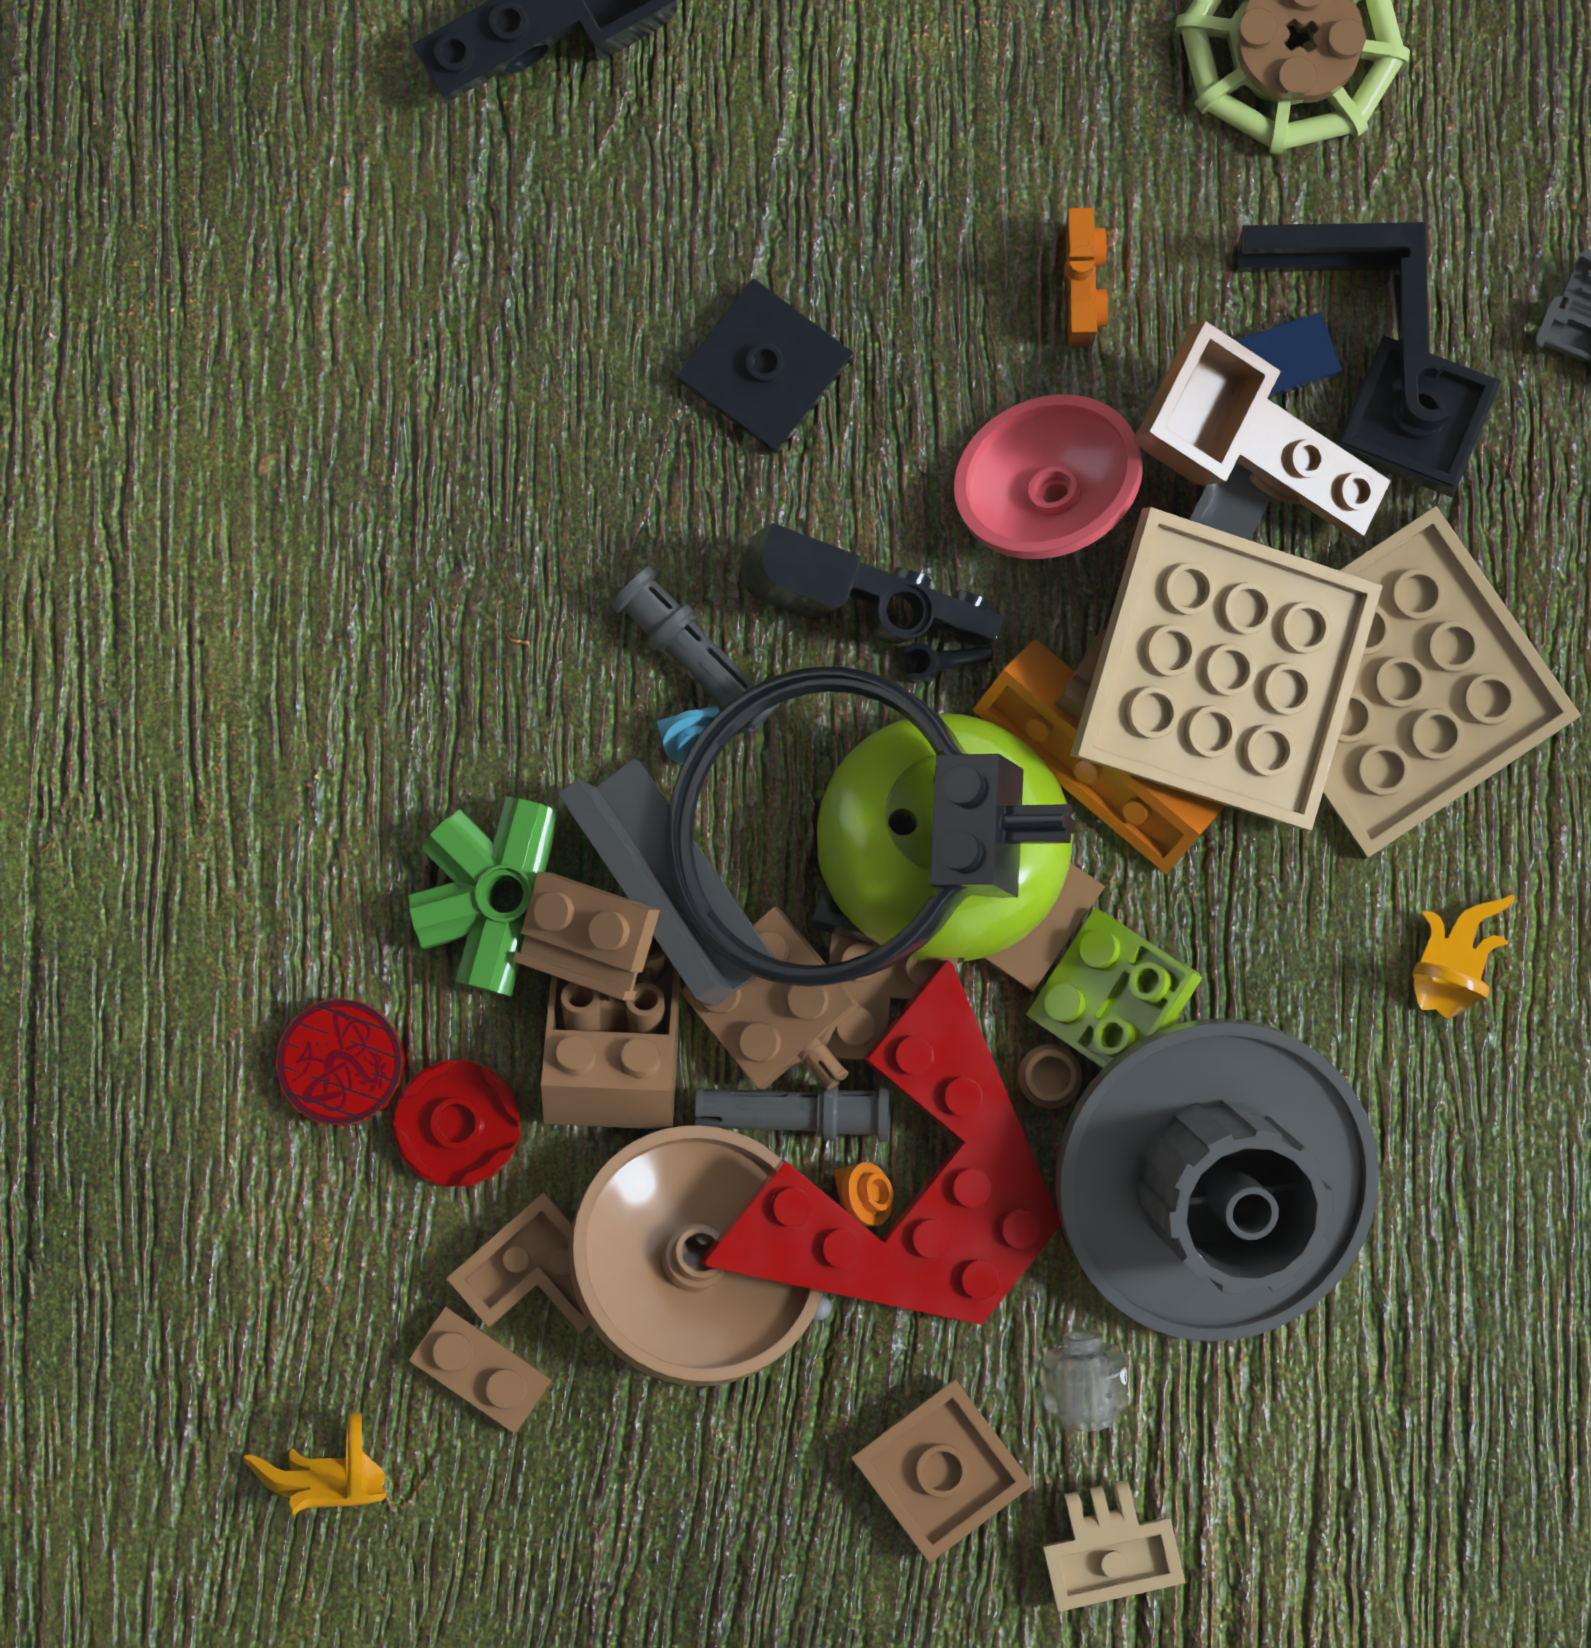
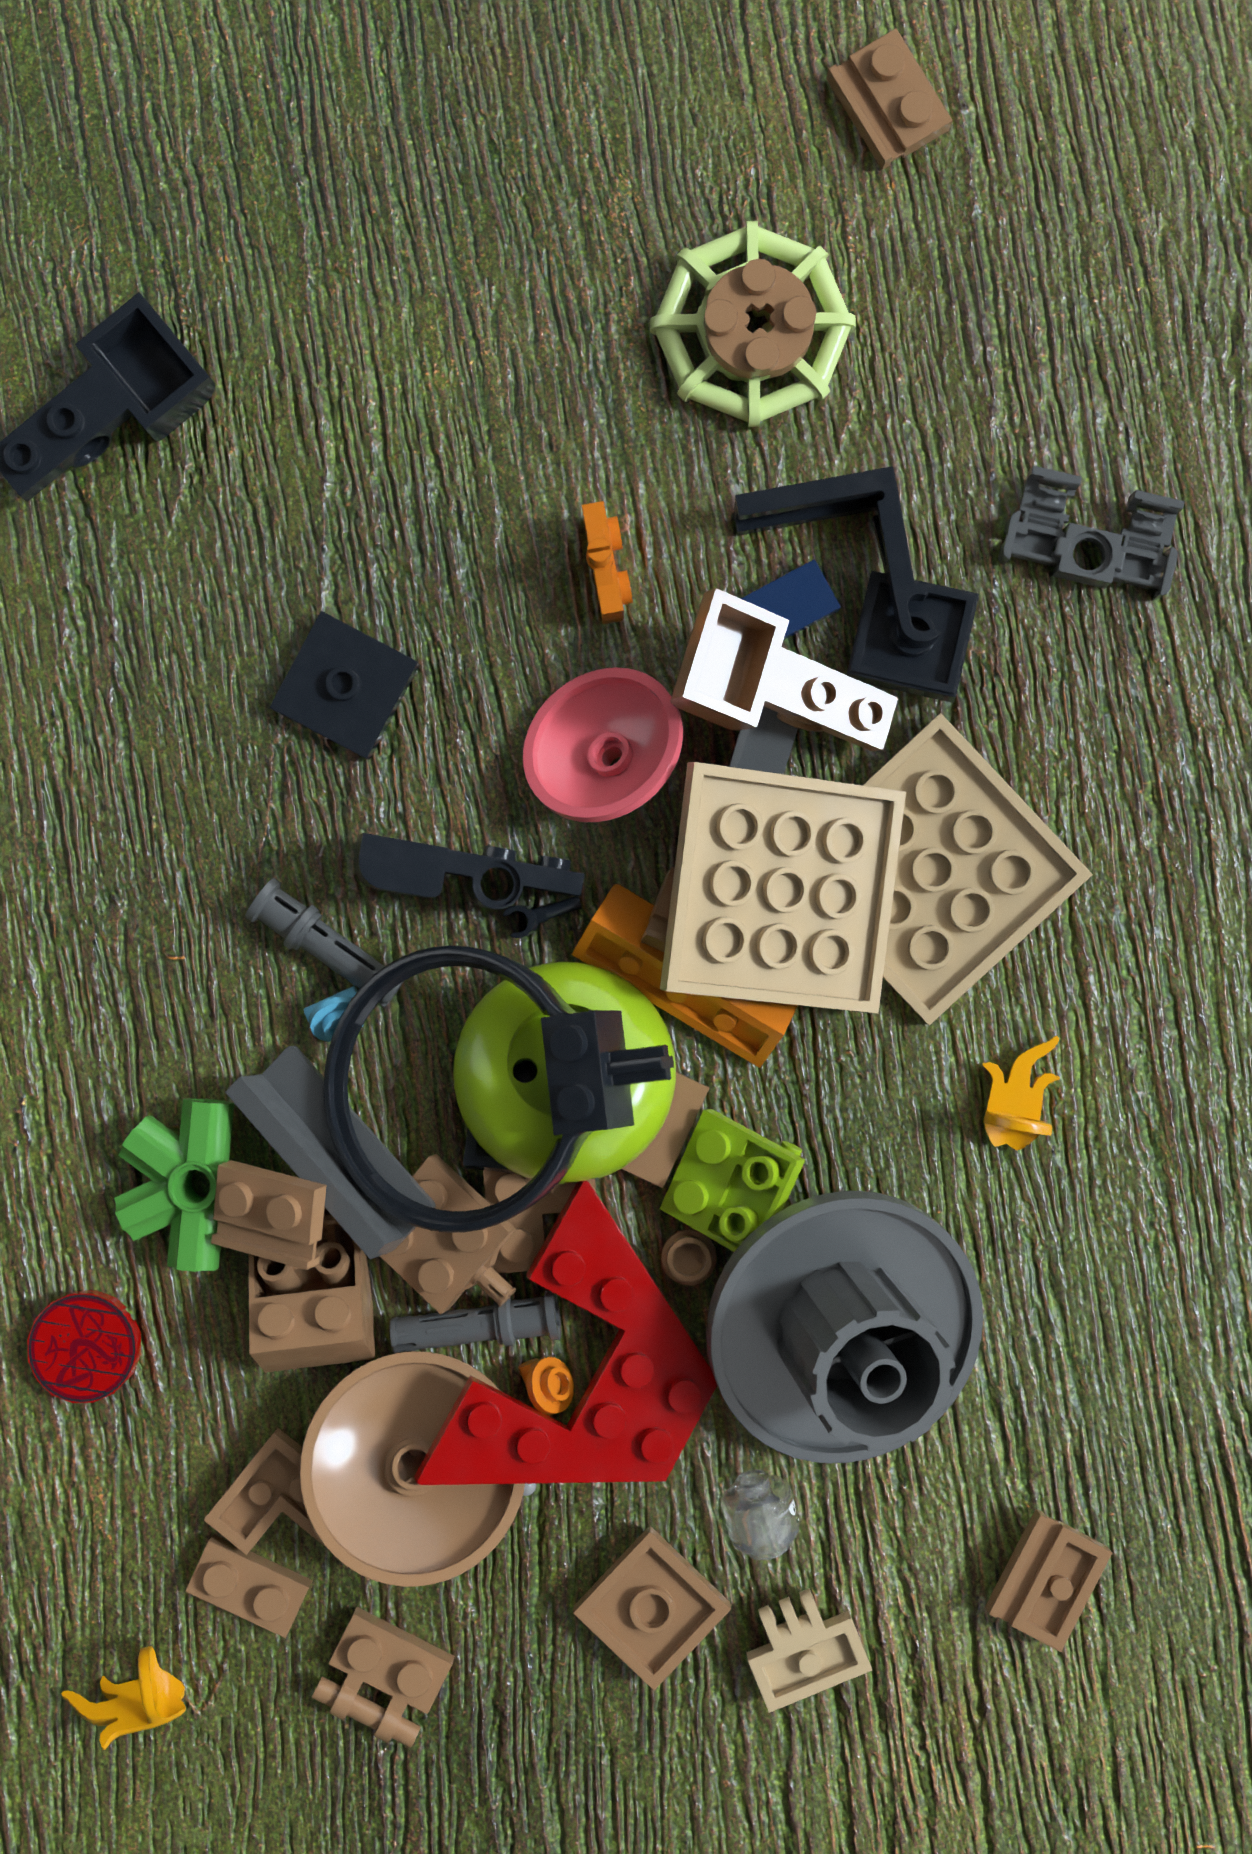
camera: 10 degrees left, 5 degrees up
(457, 1123) = (193, 1381): red tile -> none
(629, 1486) = (391, 1662): none -> medium nougat plate
(1405, 1517) = (1048, 1580): none -> medium nougat plate

